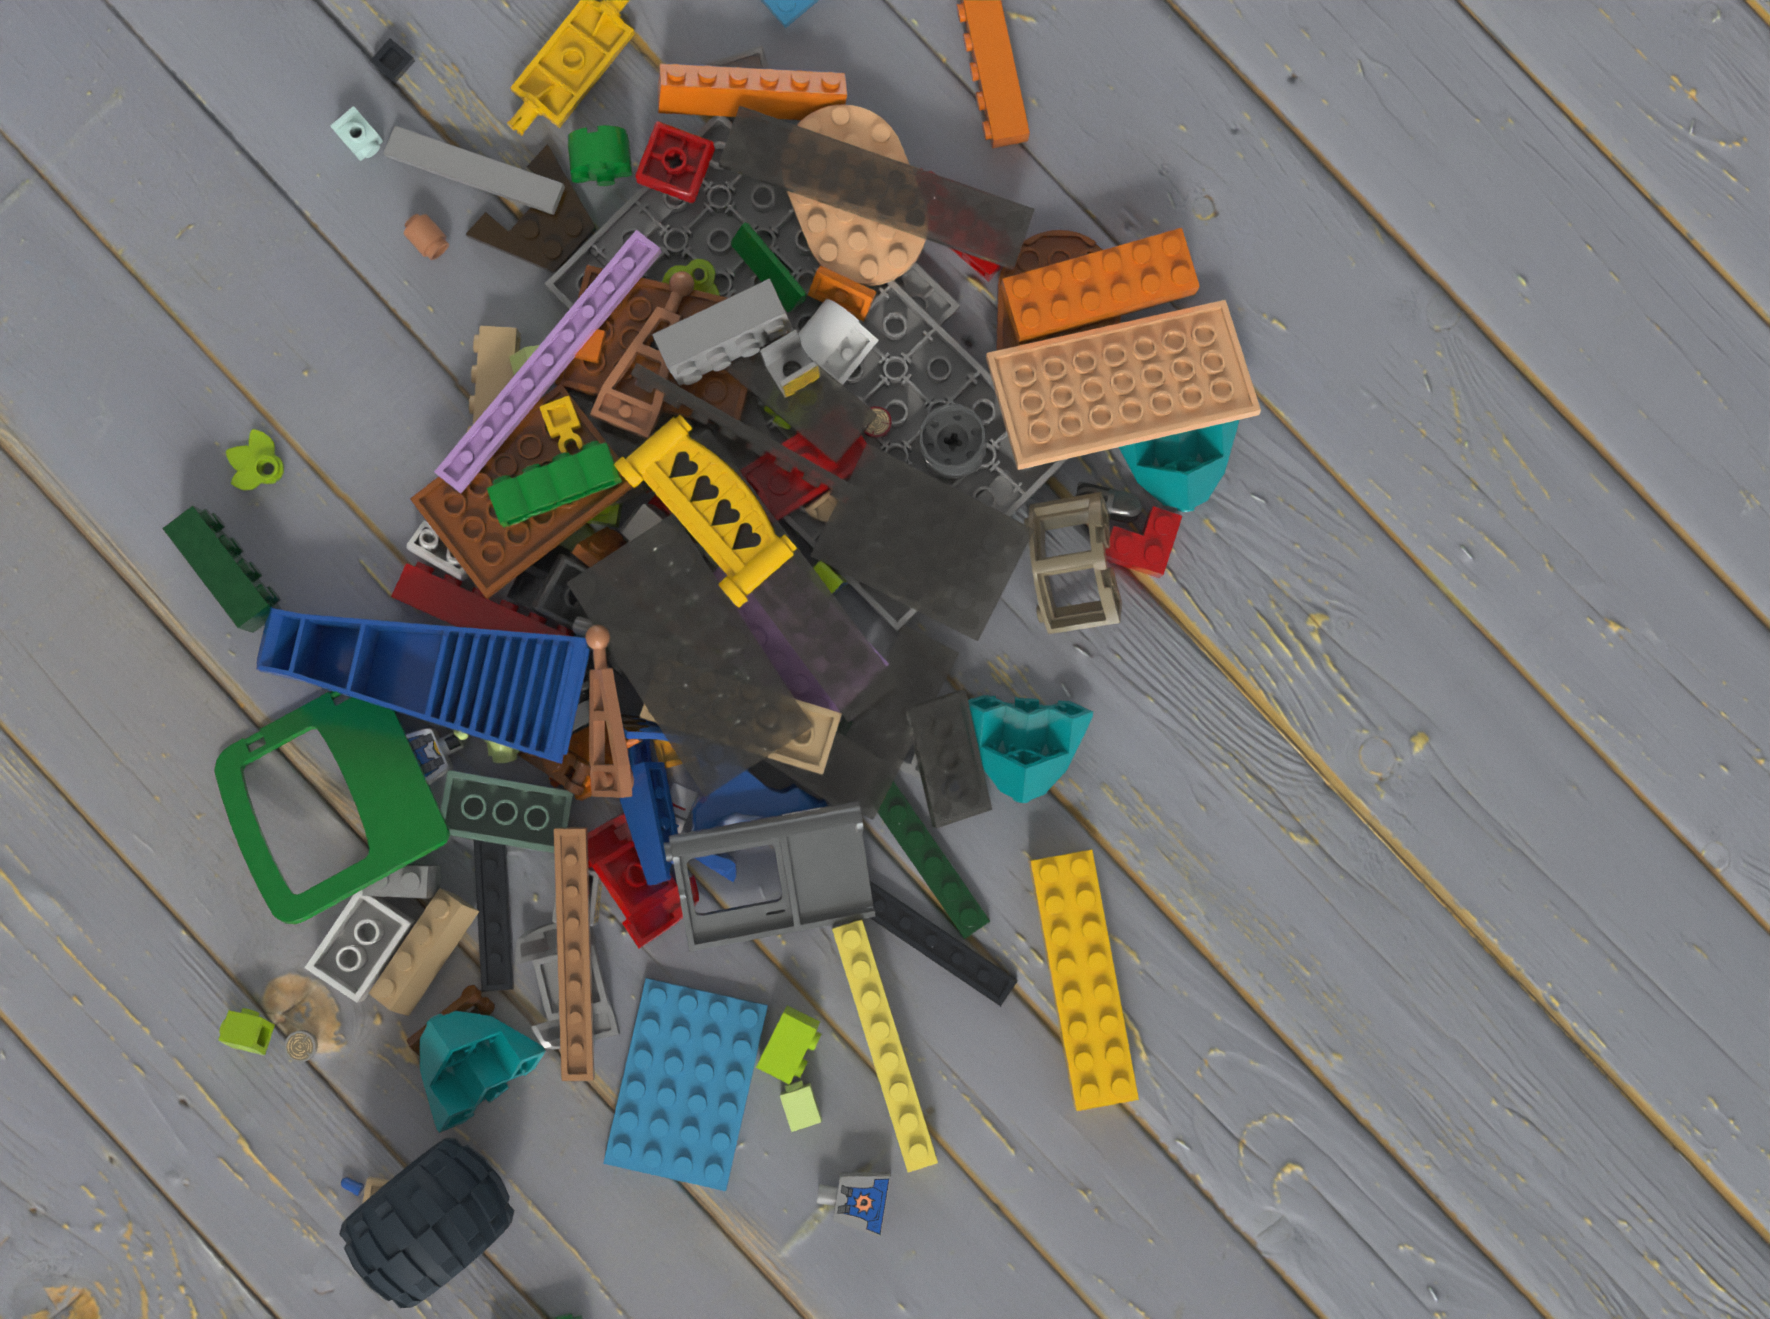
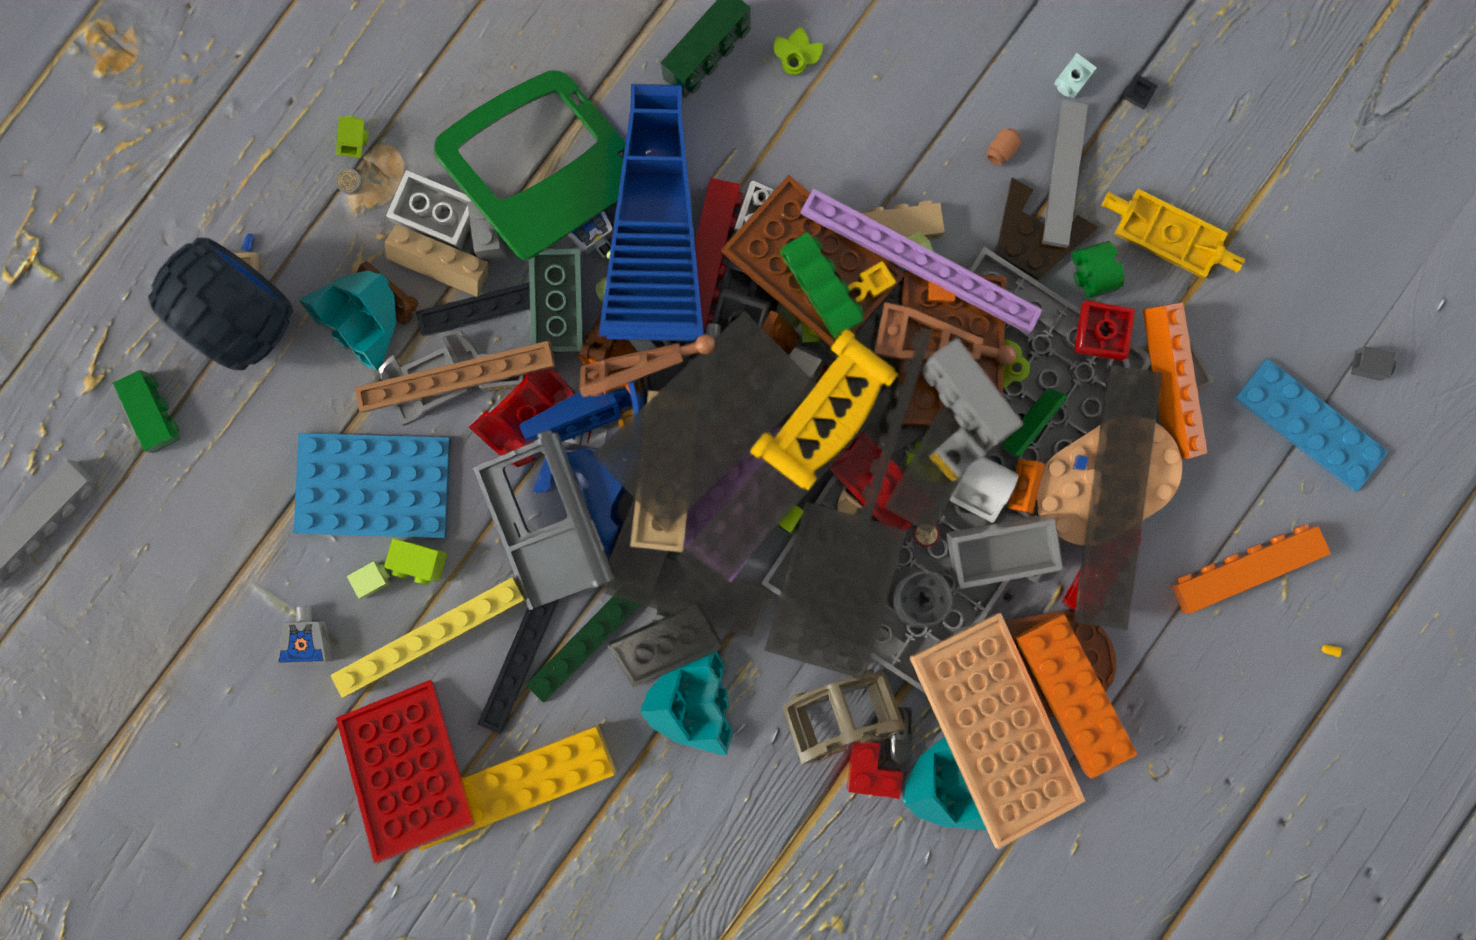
camera: 90 degrees right, 0 degrees up
(827, 223) = (1080, 462): none -> blue piece
(914, 333) = (1004, 551): none -> light grey piece
(1040, 1101) = (404, 772): none -> red plate

